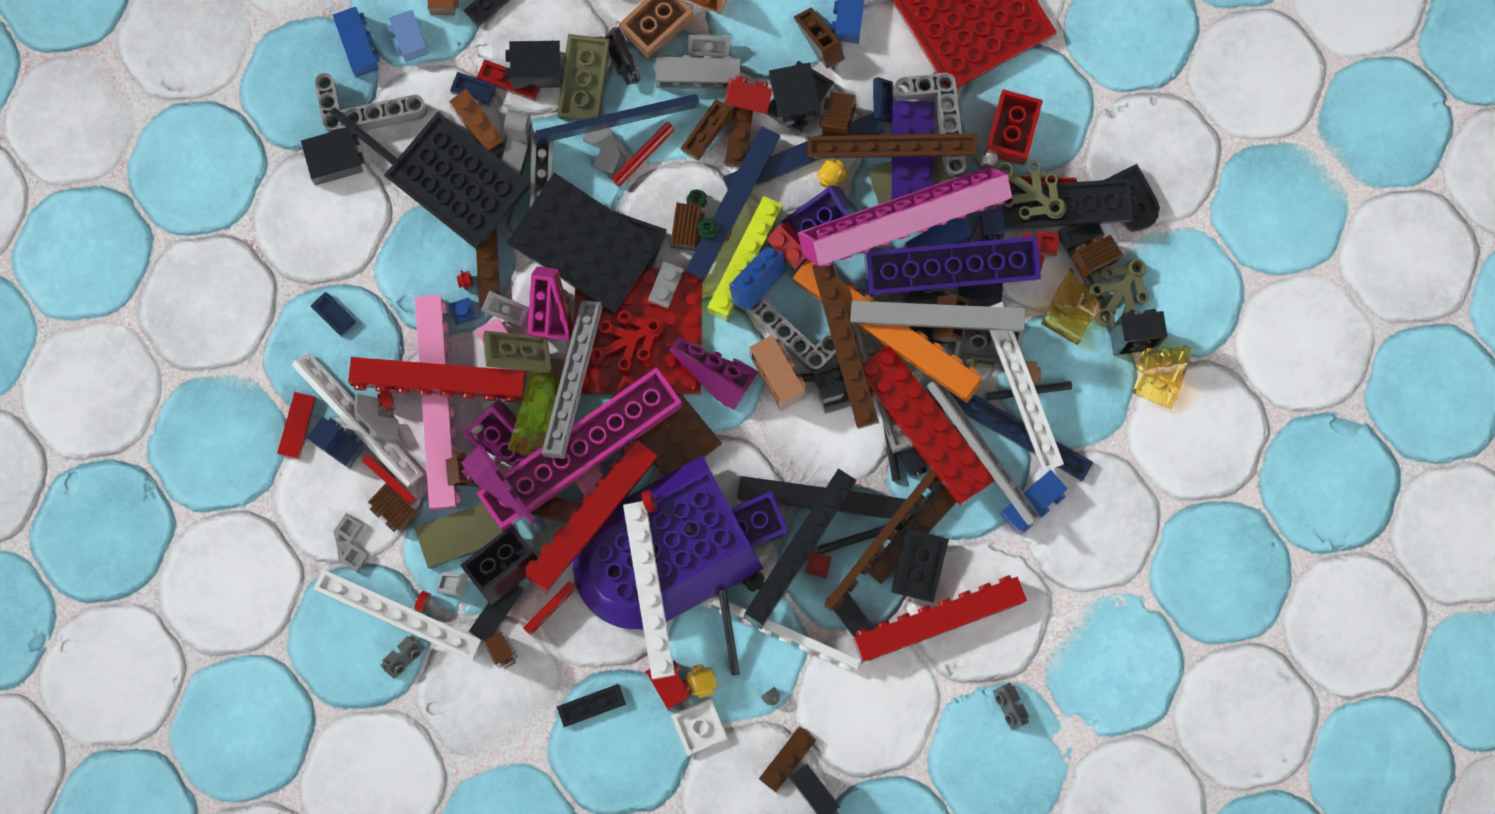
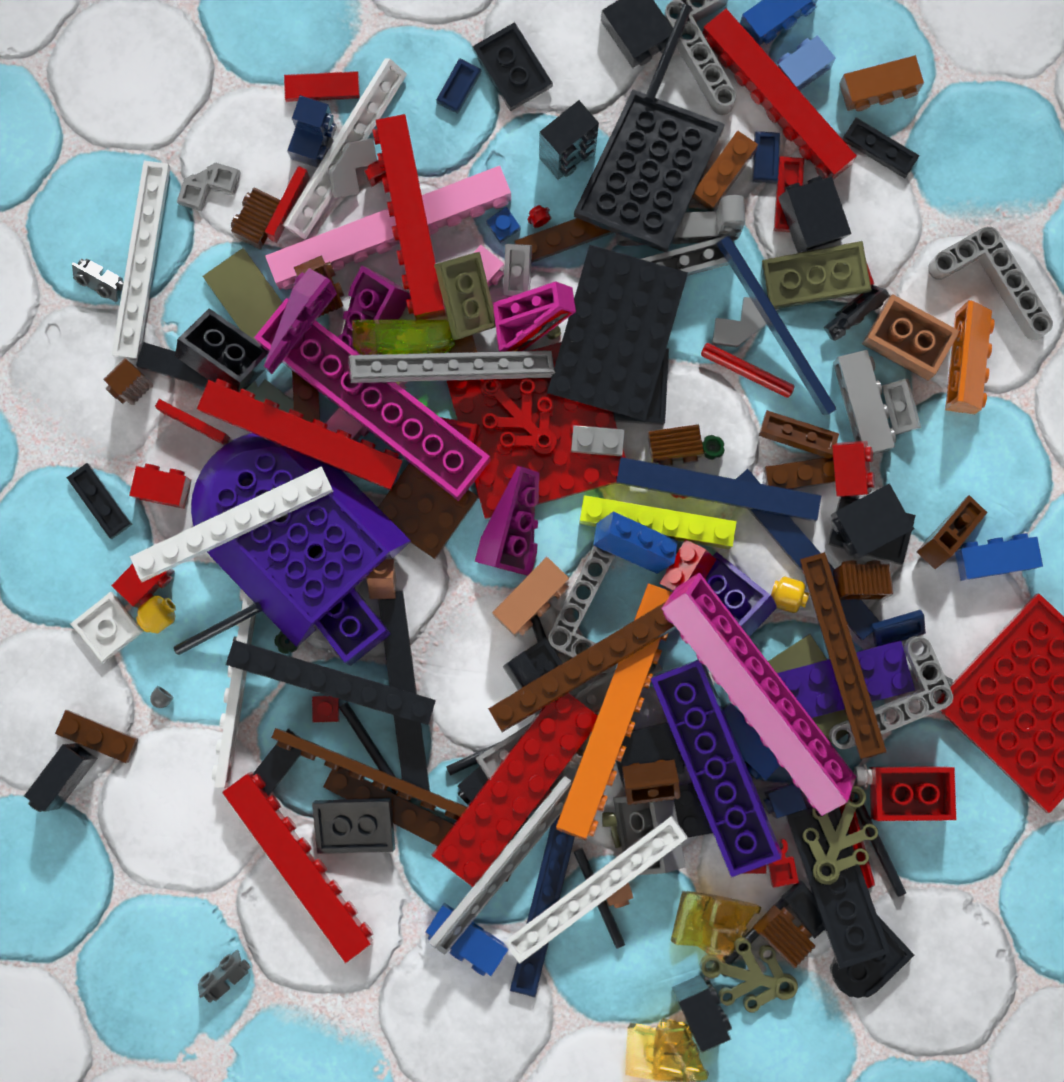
camera: 75 degrees right, 5 degrees up
(332, 265) = (512, 66): none -> black plate
(415, 234) = (568, 140): none -> black brick
(422, 602) = (162, 282): red tile -> none
(427, 64) = (778, 96): none -> red brick
(452, 583) = (188, 307): light grey tile -> none
(595, 649) = (159, 486): none -> red brick
(649, 501) = (332, 494): red tile -> none
(703, 232) = (675, 474): dark green plate -> none
(730, 486) = (382, 581): none -> nougat brick
(938, 316) = (646, 768): light grey tile -> none
(1052, 165) = (881, 851): none -> black bar

